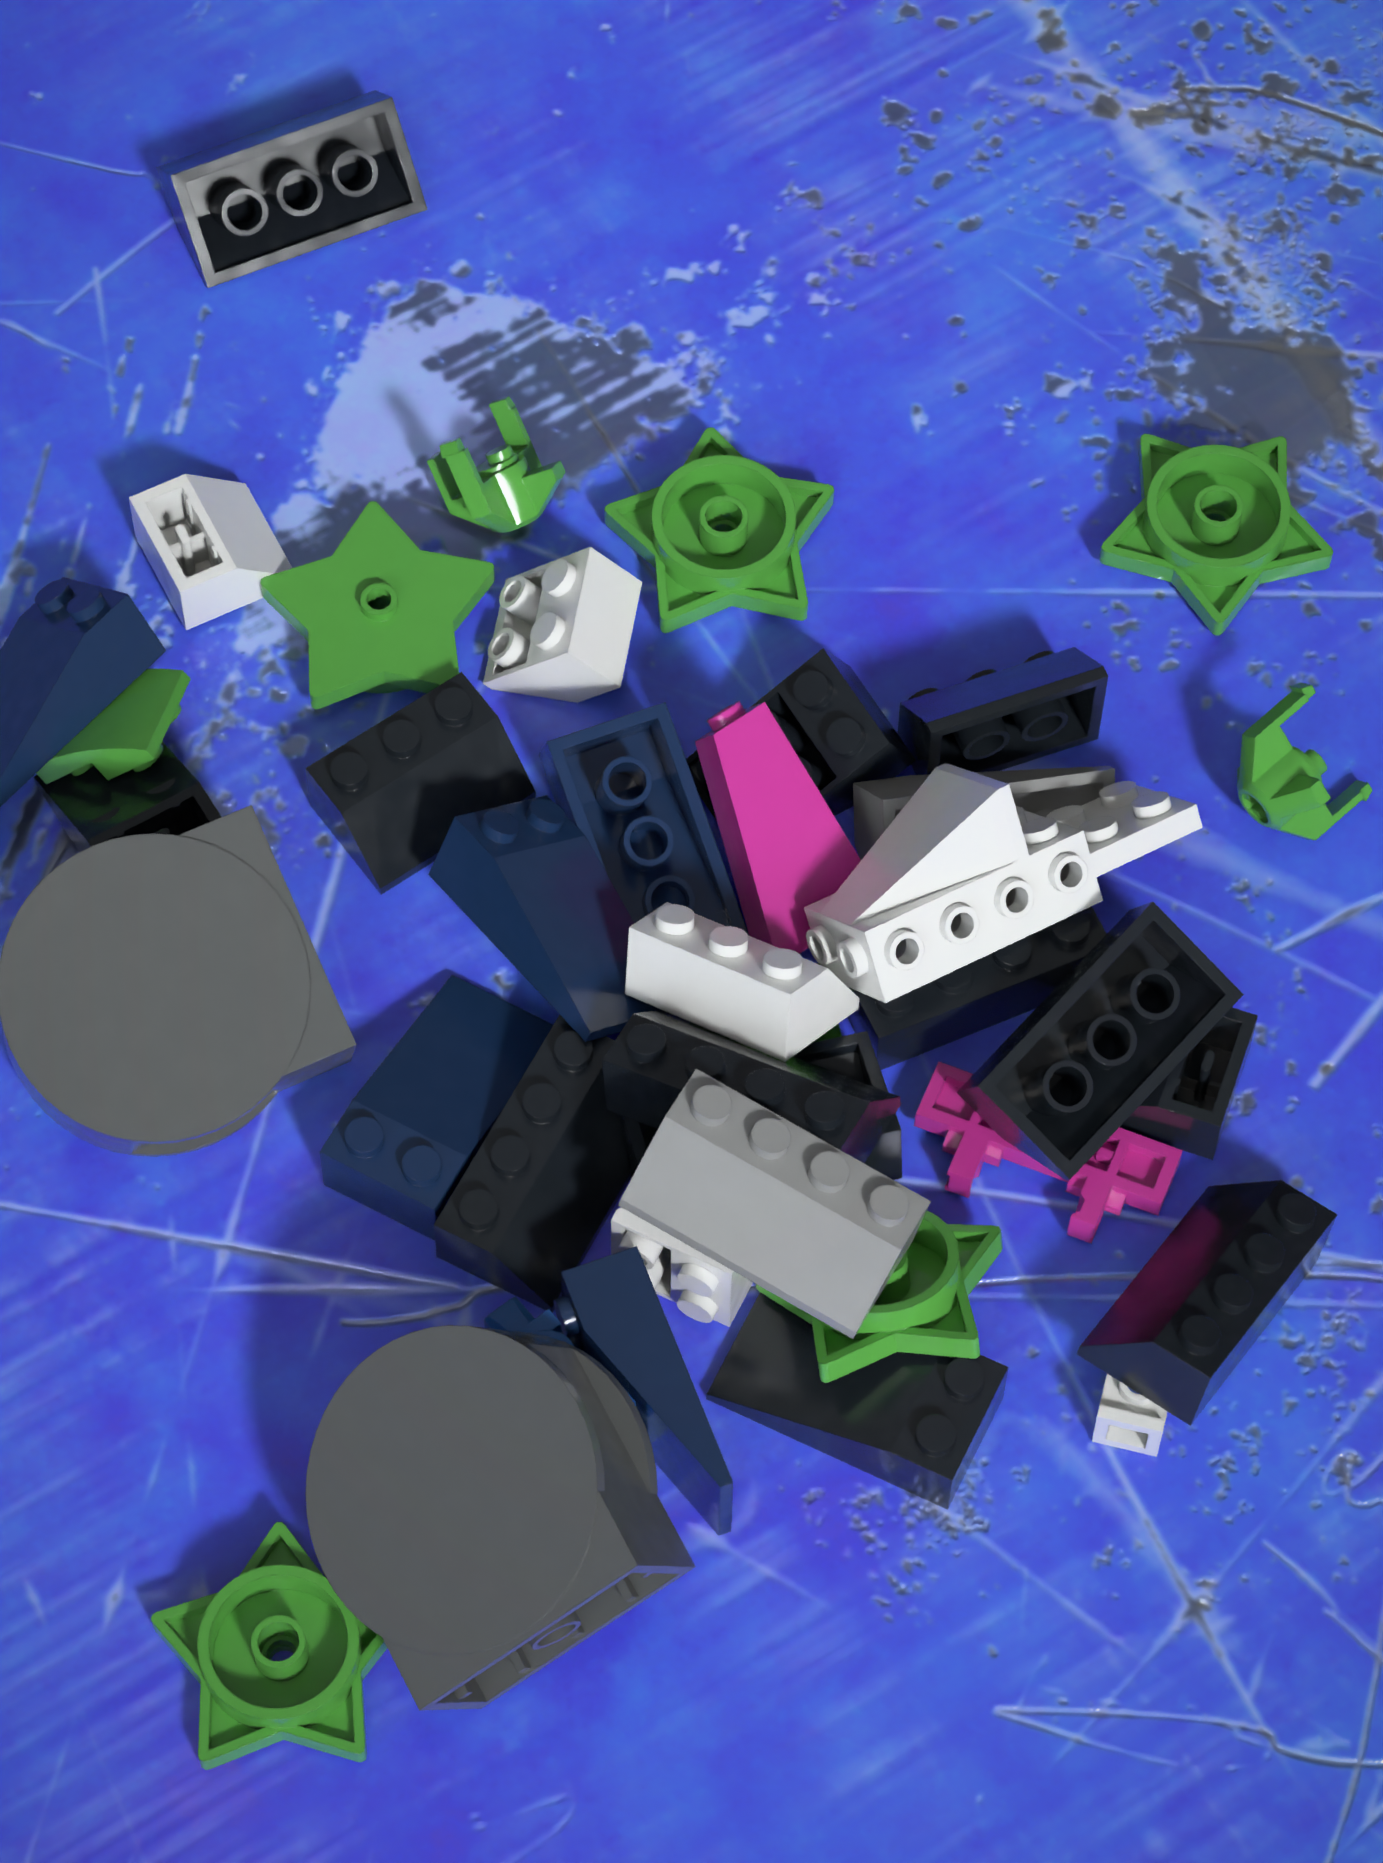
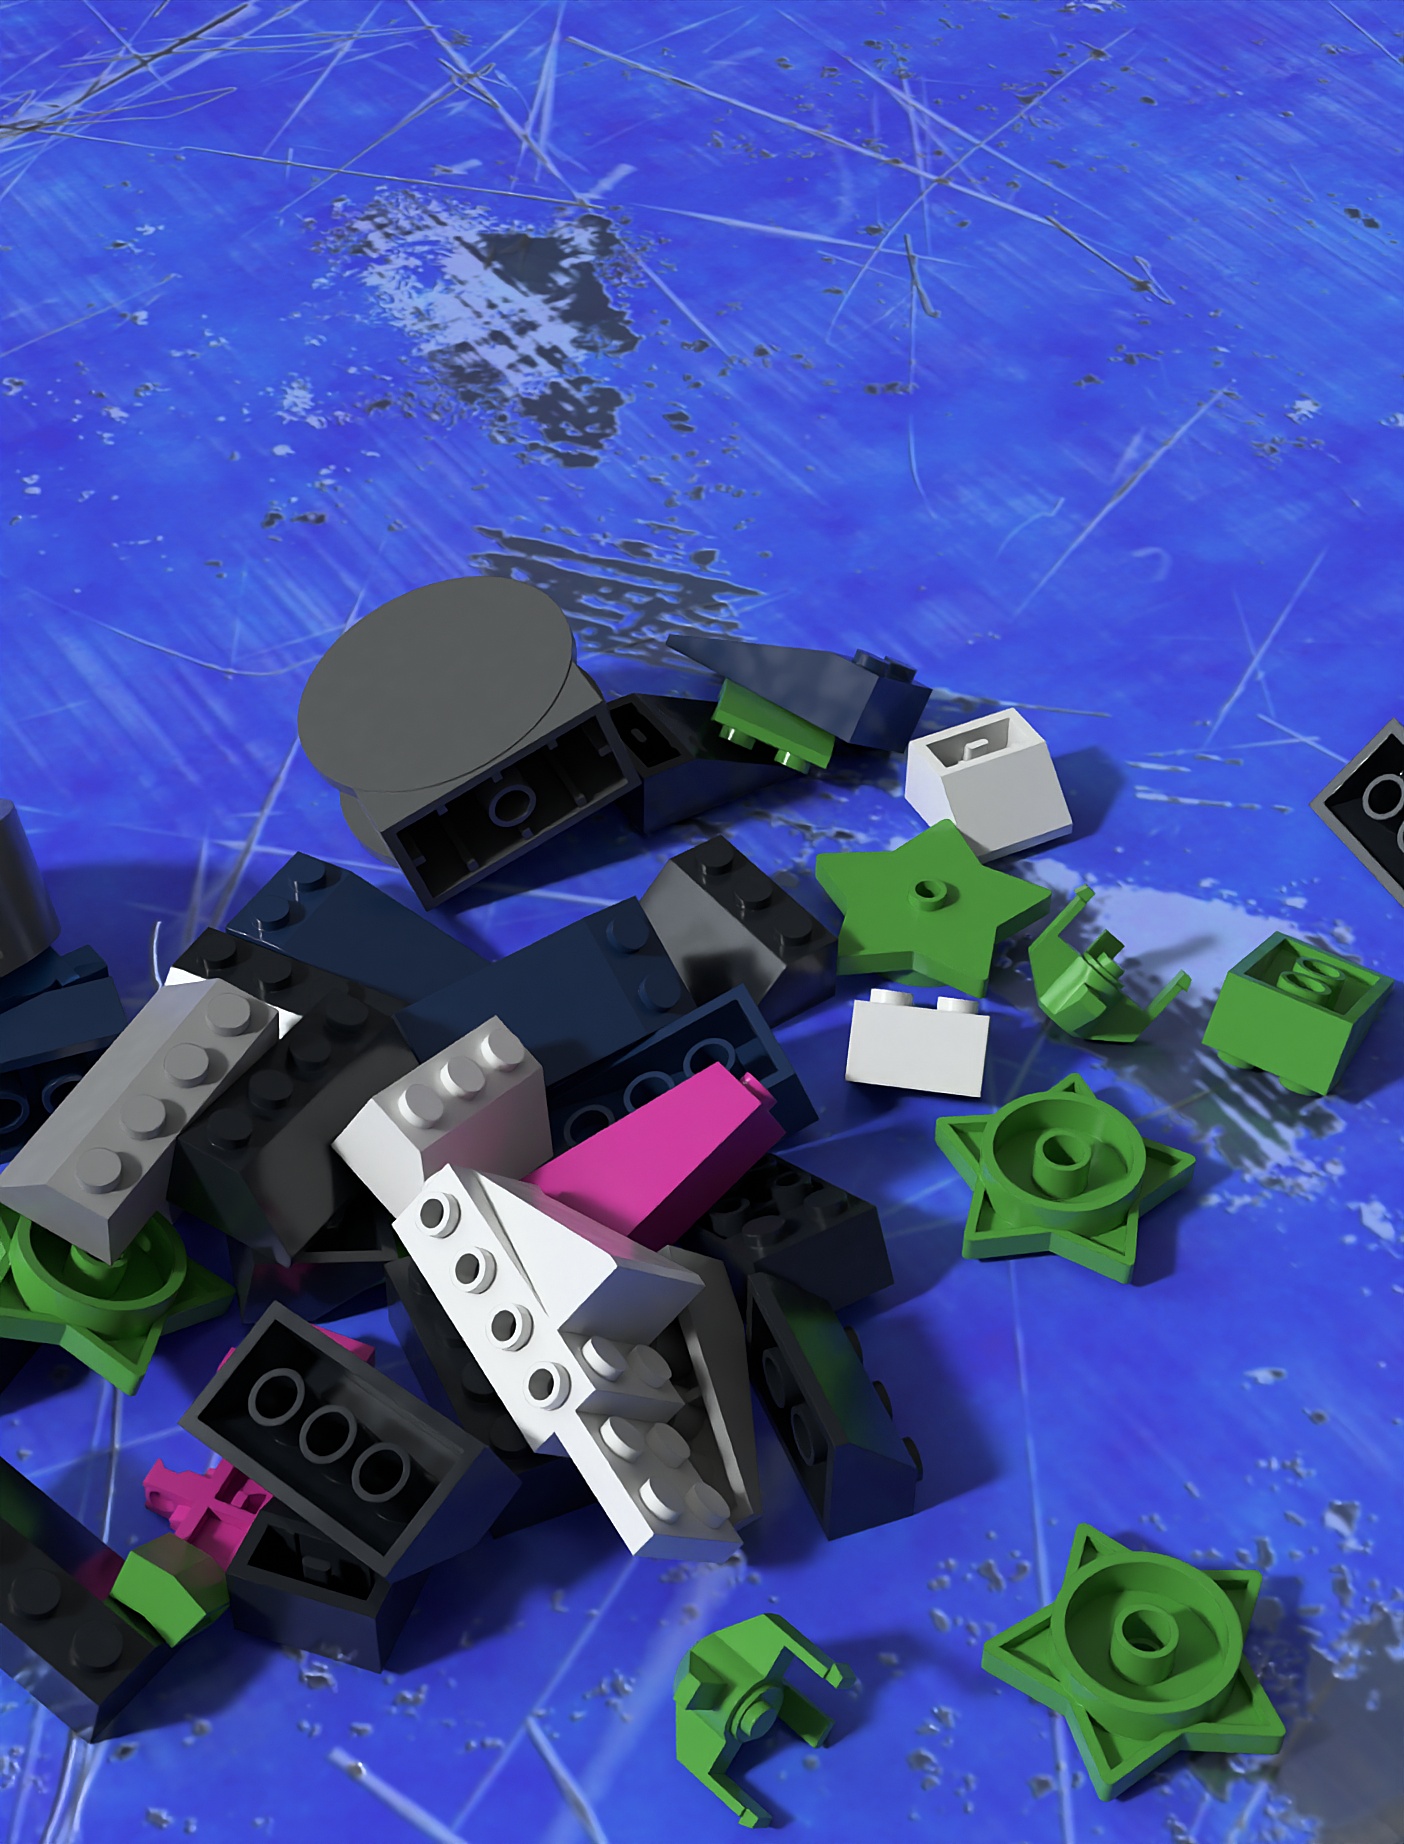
camera: 90 degrees right, 20 degrees down
(518, 326) = (1295, 1013): none -> bright green slope
(1211, 1181) = (173, 1587): none -> bright green piece

